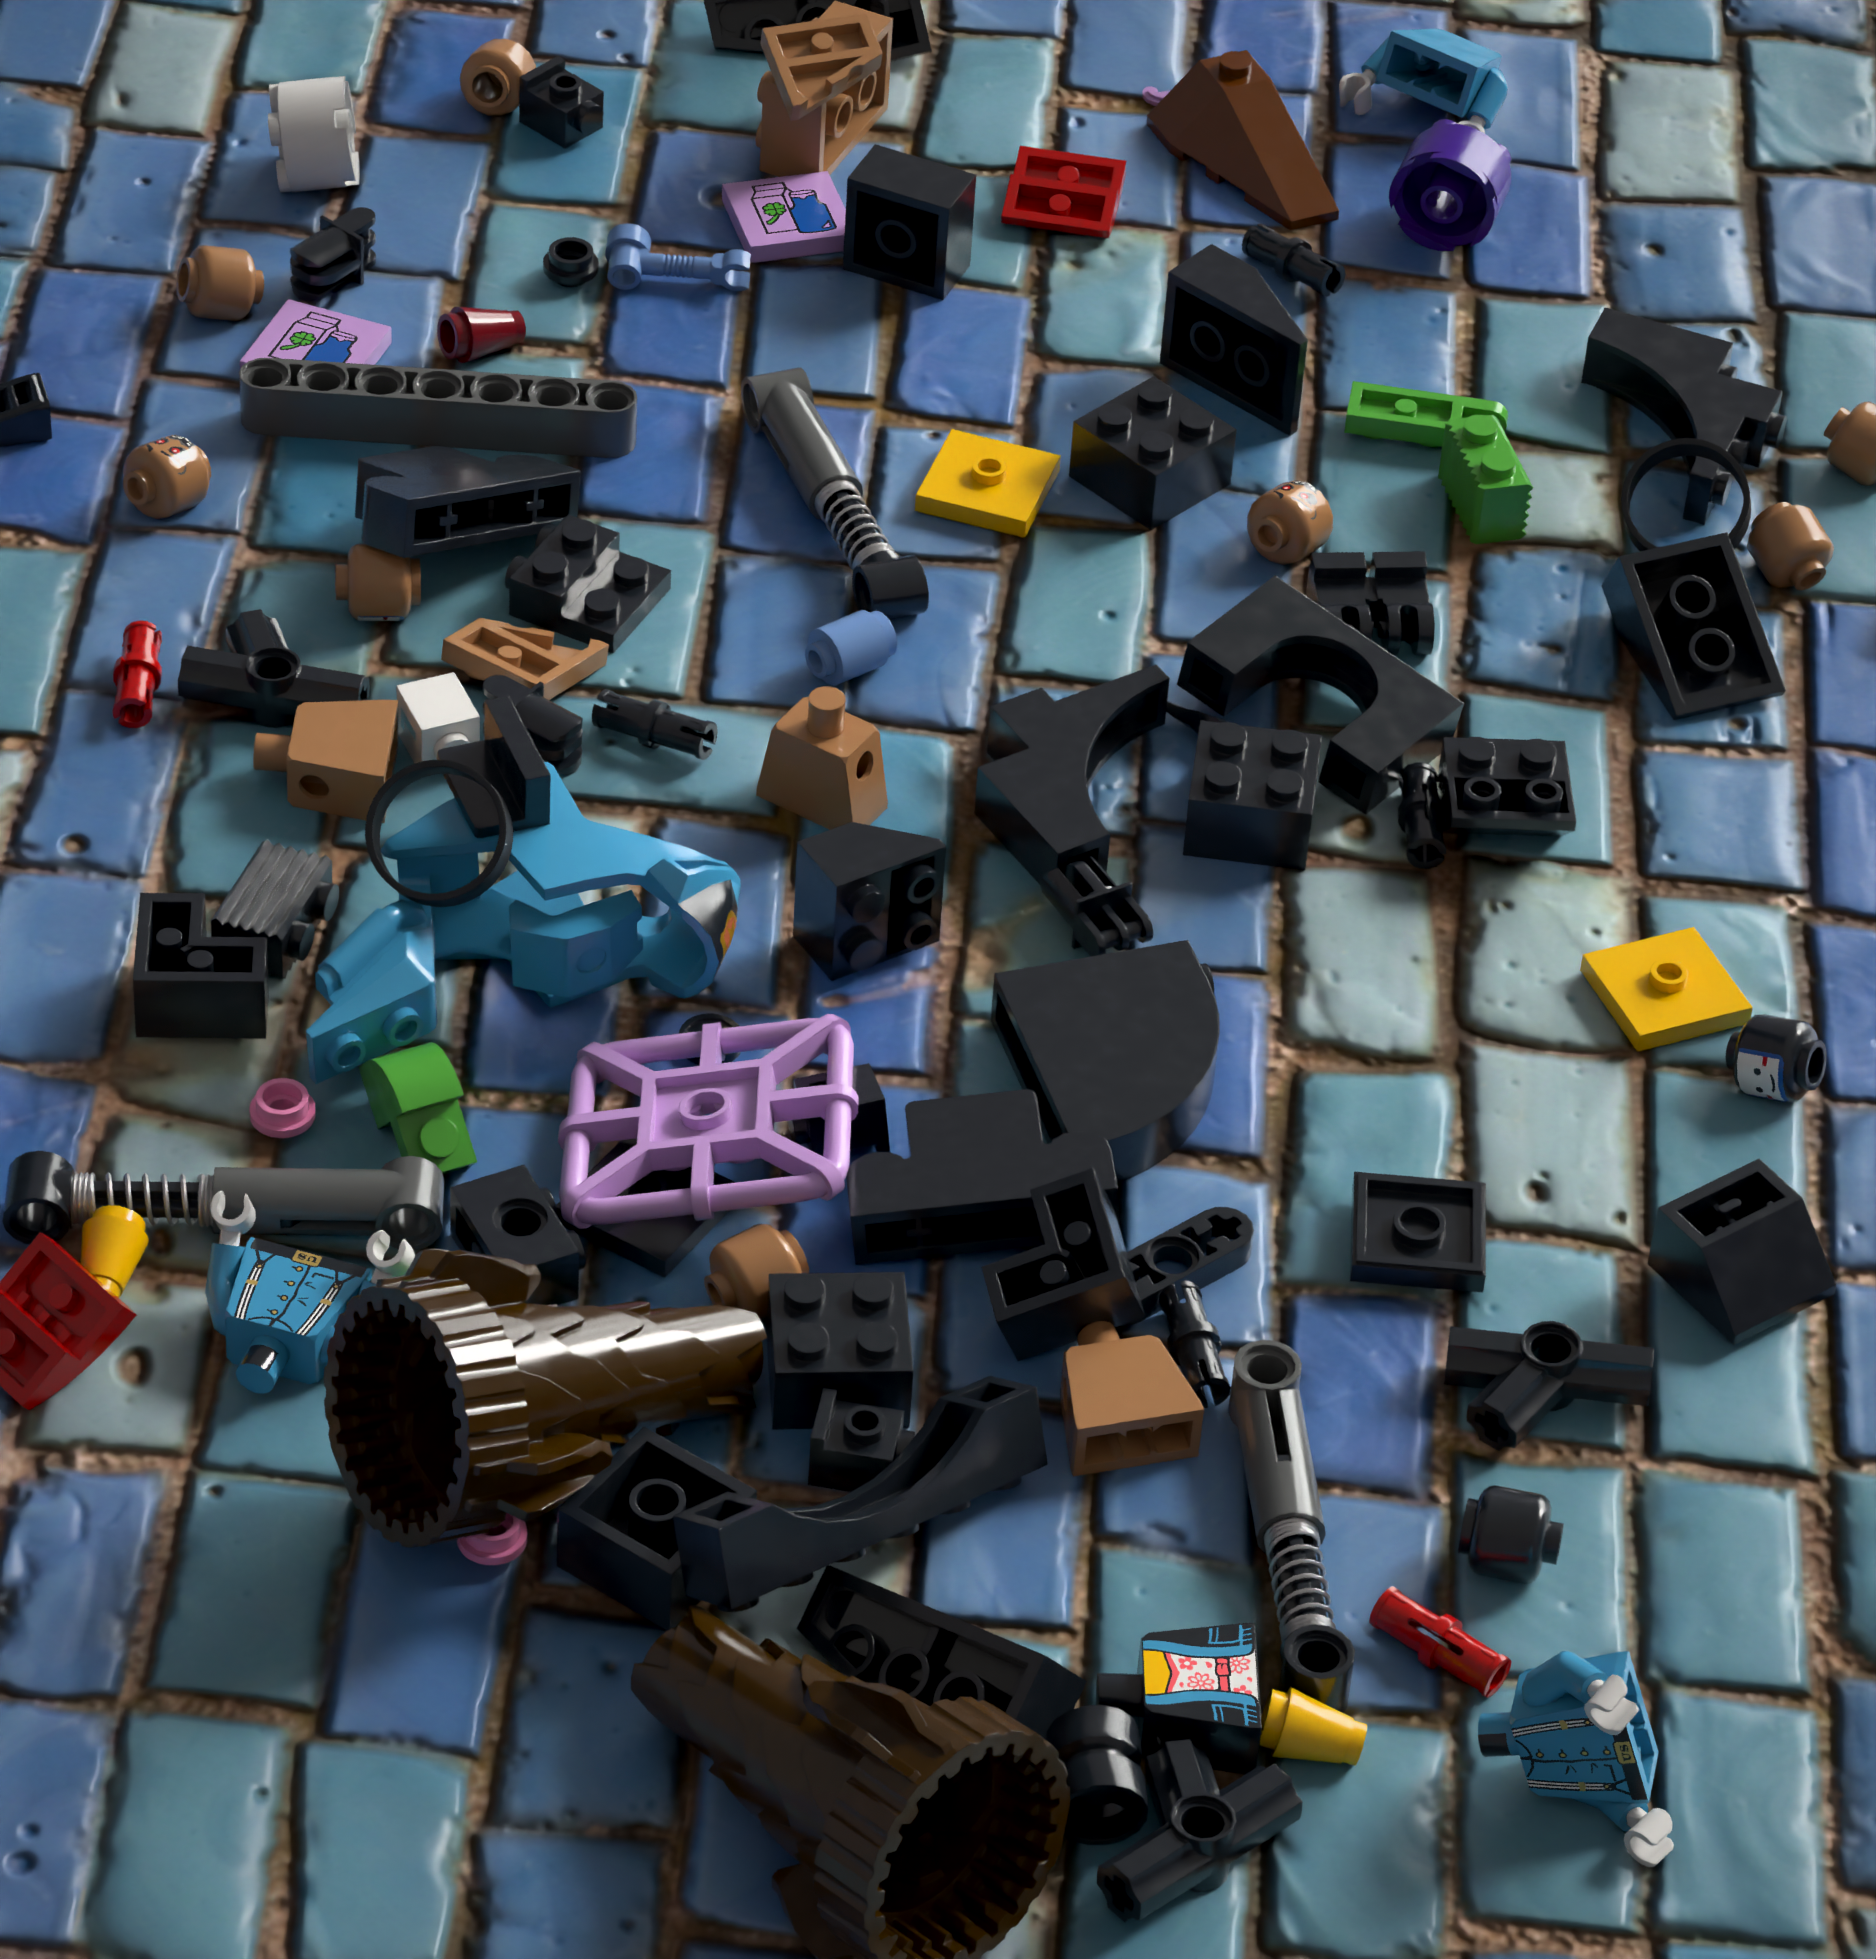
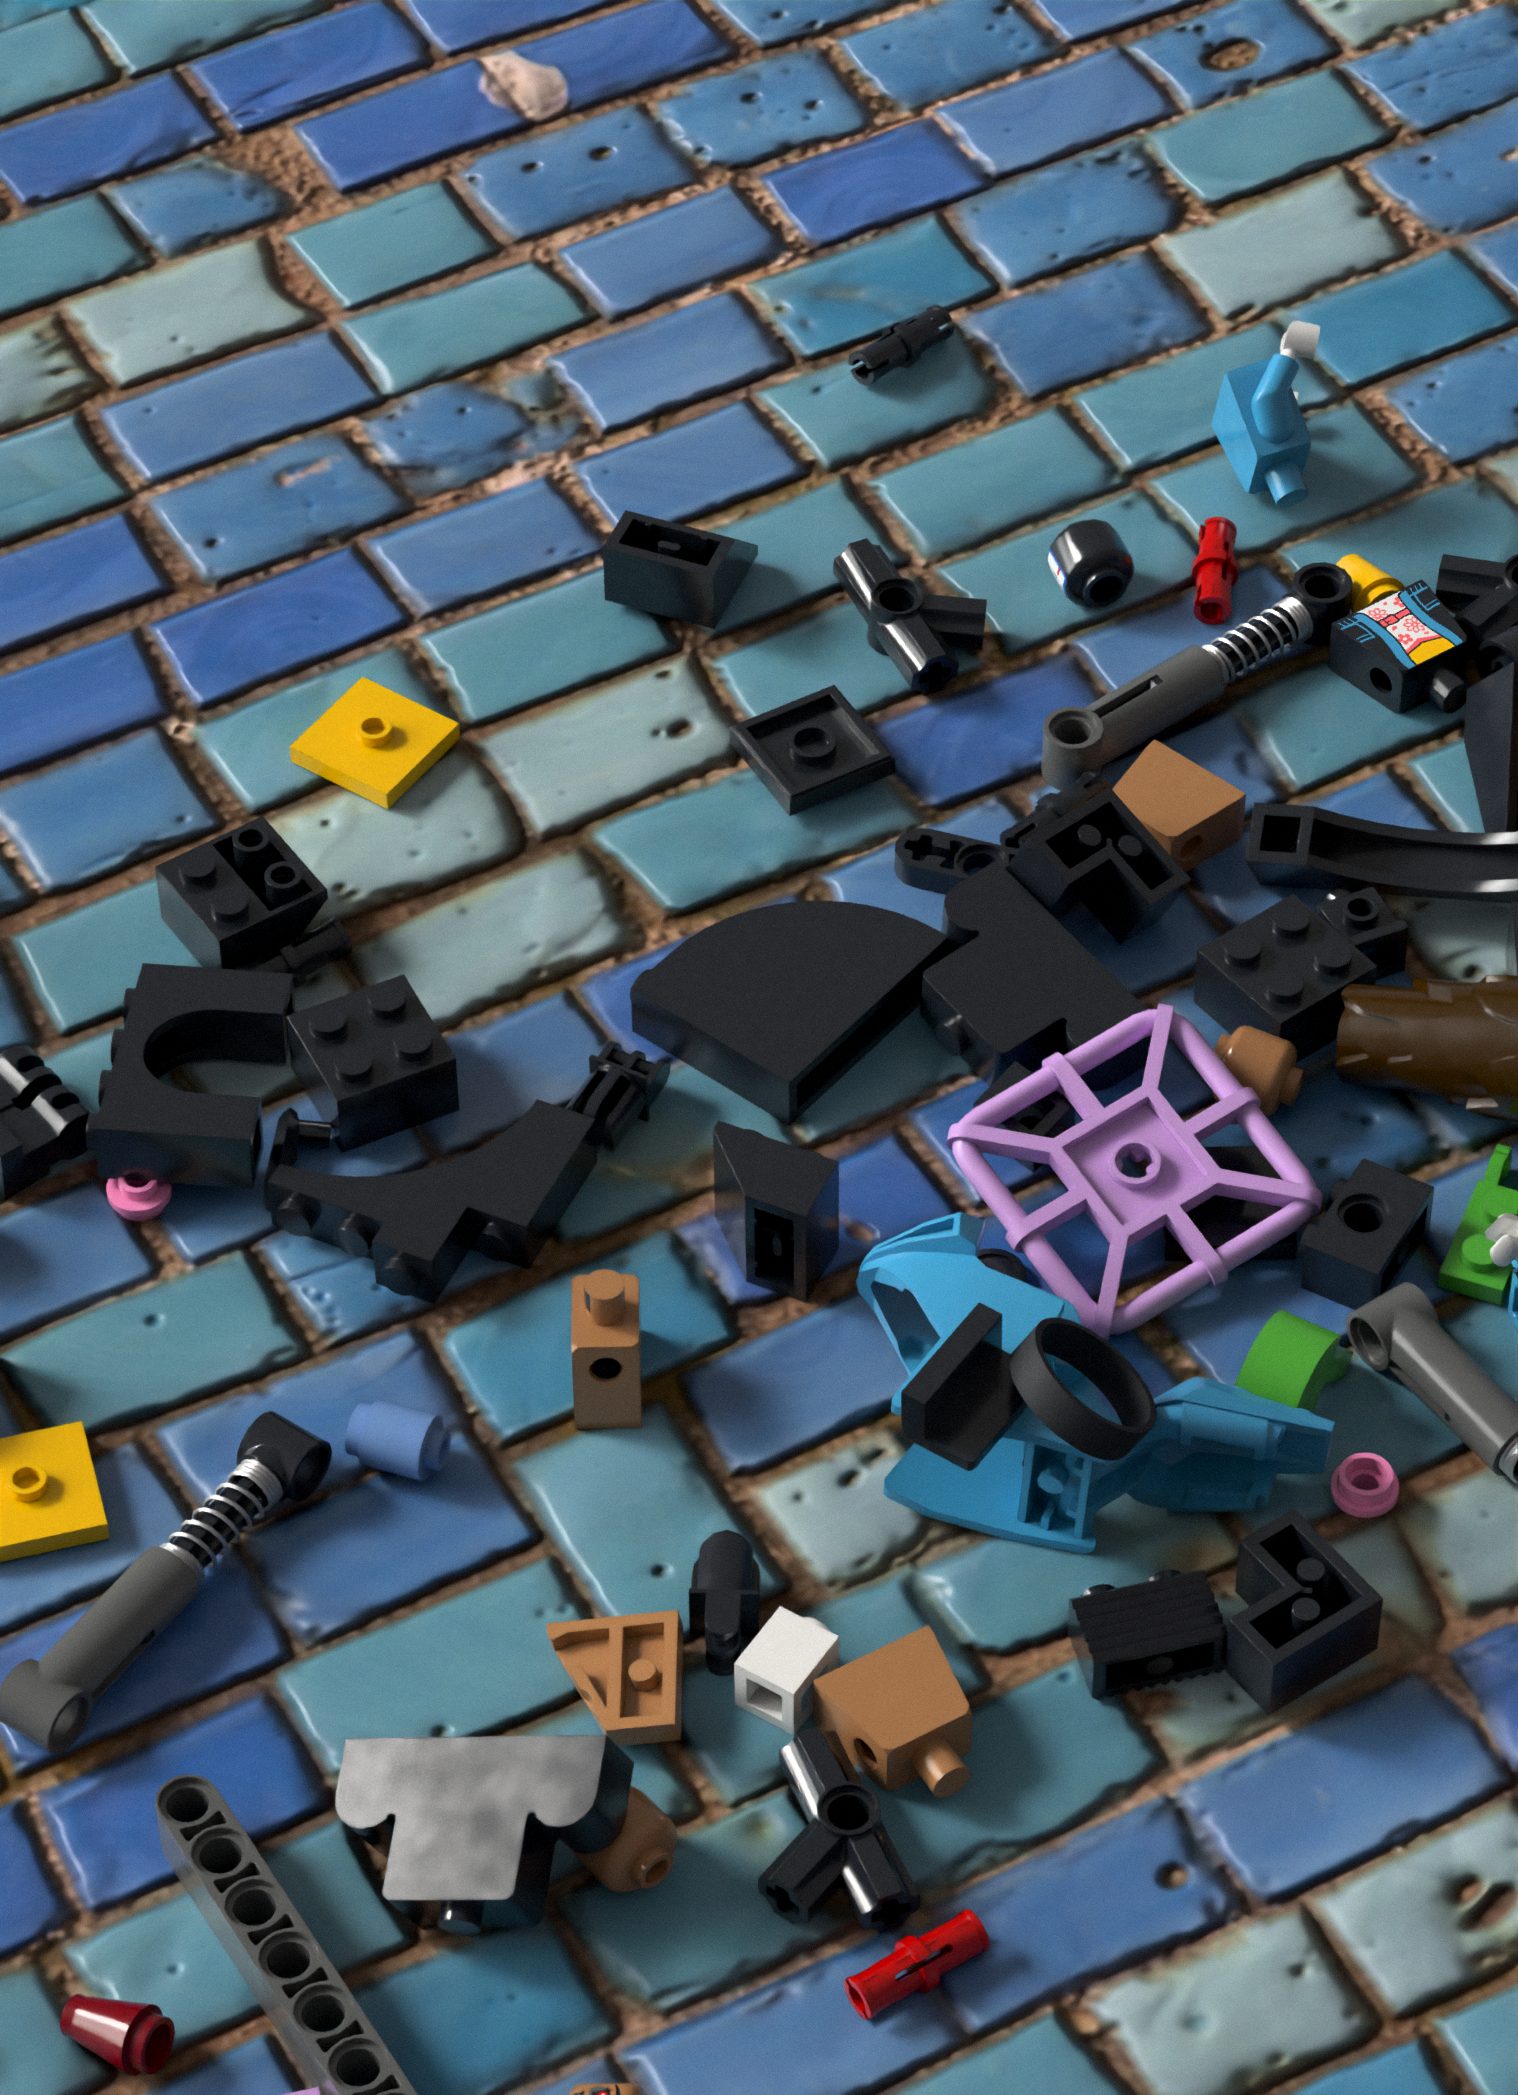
camera: 120 degrees left, 5 degrees up
(584, 584) = (467, 1685): black plate -> none
(654, 724) = (632, 1524): black pin -> none
(1776, 1058) = (423, 631): black head -> none

